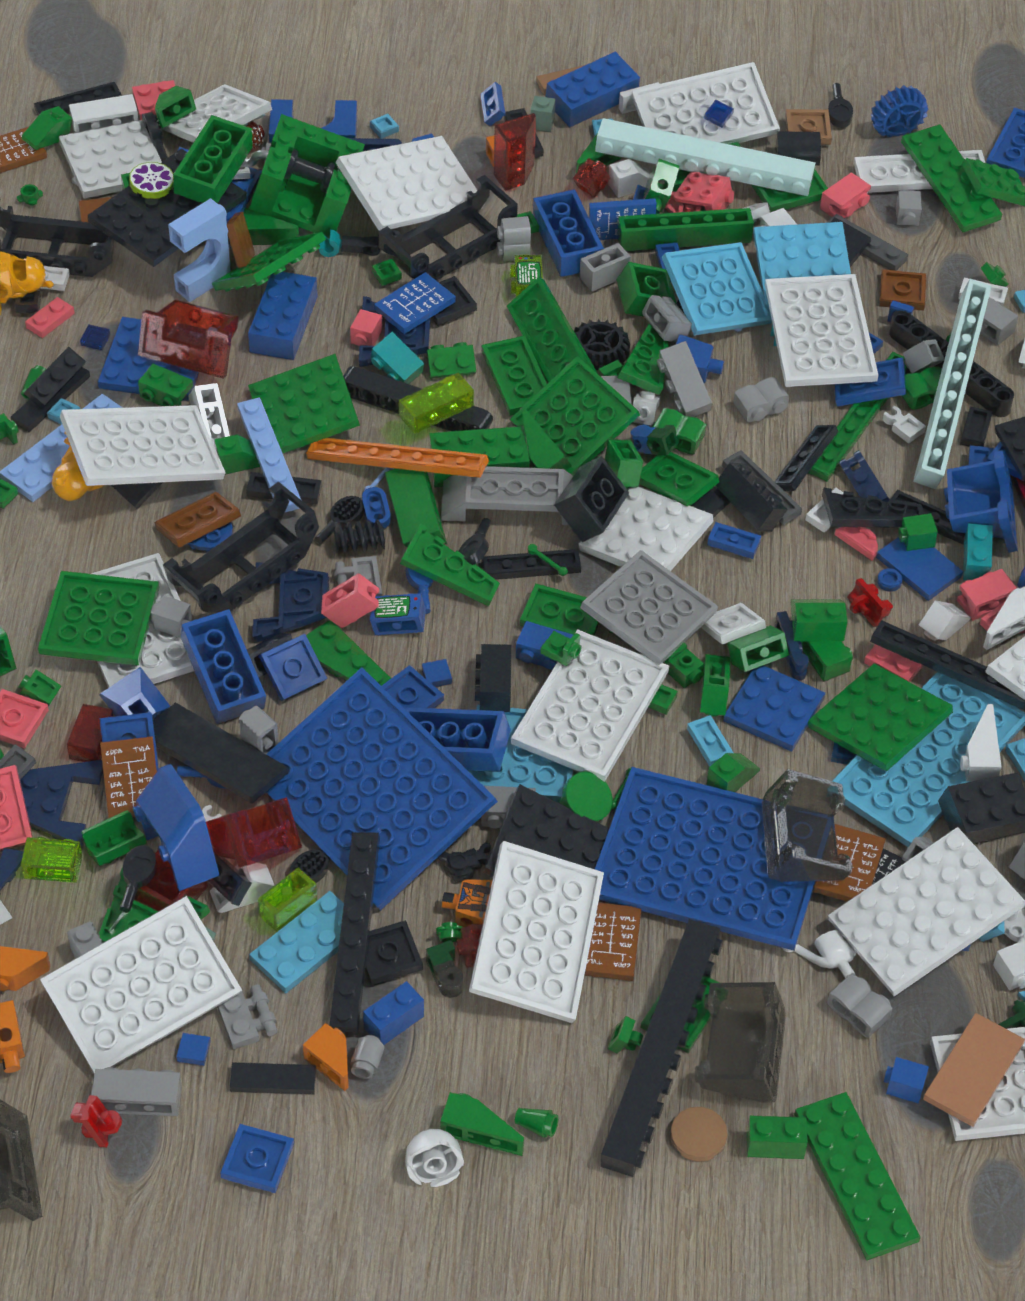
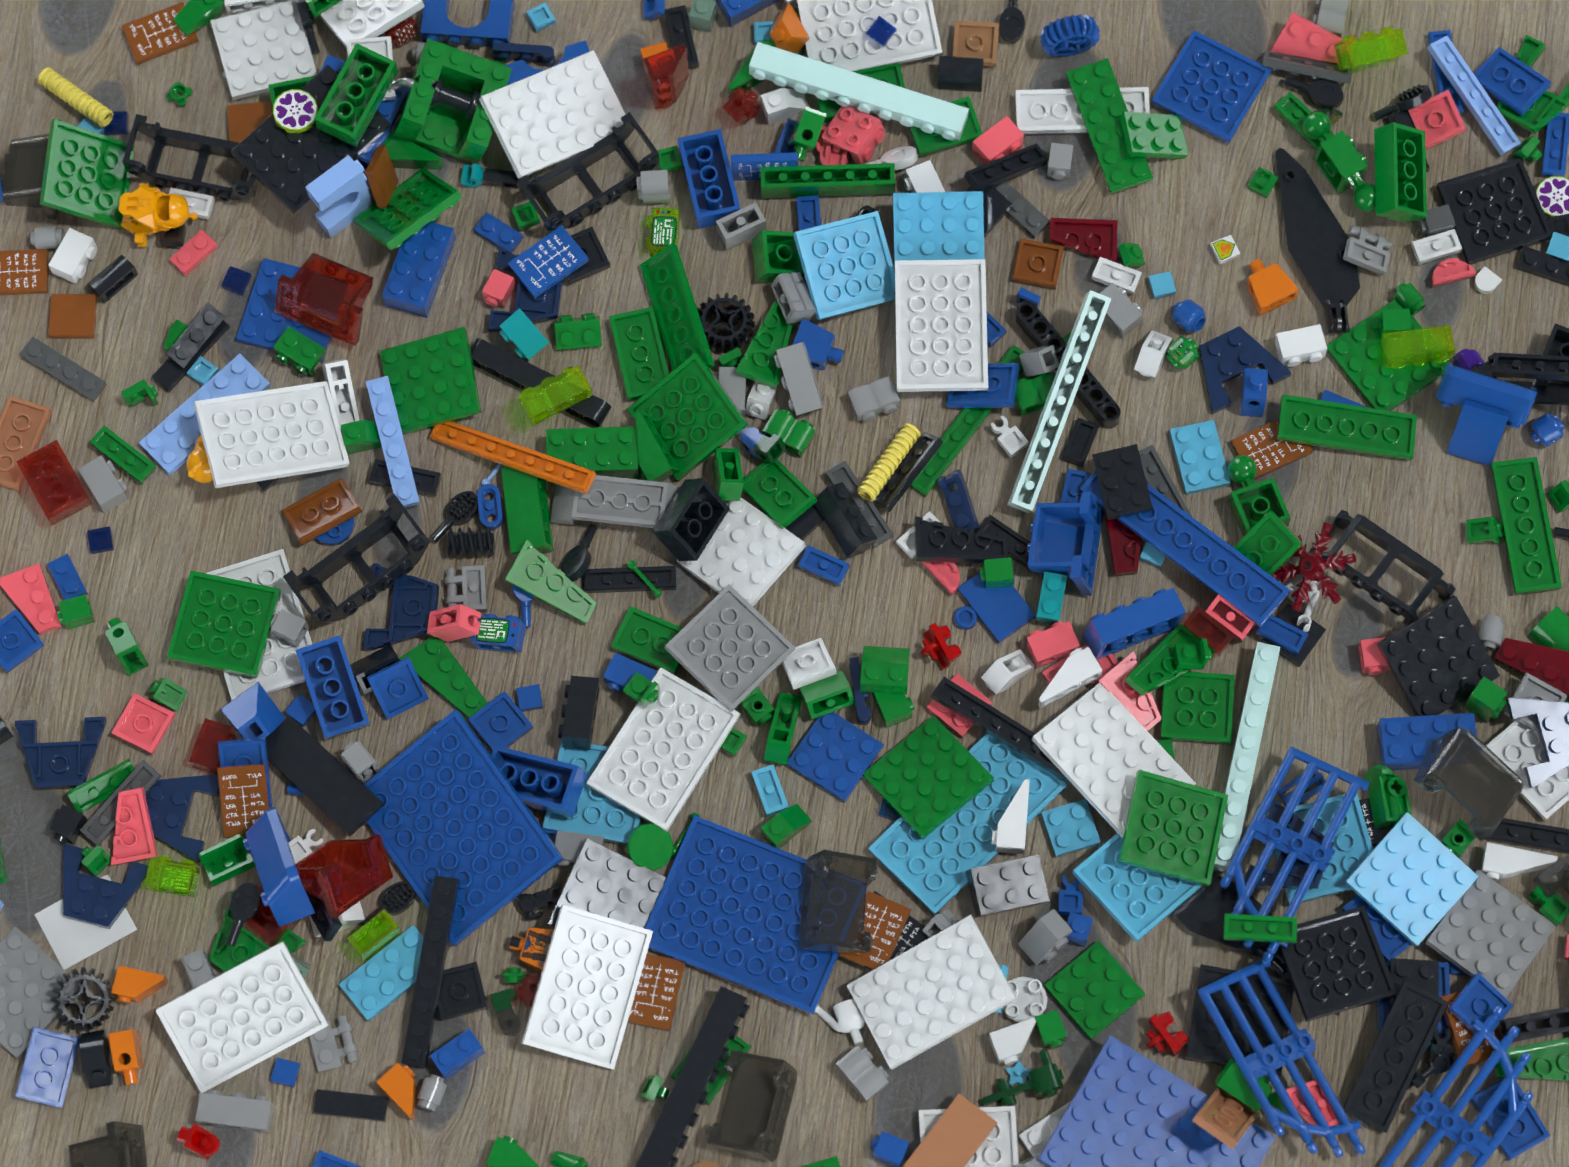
camera: 10 degrees right, 20 degrees up
(188, 697) = (301, 710): none -> blue tile
(357, 287) = (498, 233): none -> blue plate
(628, 114) = (788, 31): none -> orange slope
(786, 447) = (888, 462): none -> light yellow piece
(859, 211) = (1006, 168): none -> black tile
(945, 264) = (1086, 236): none -> dark red wing

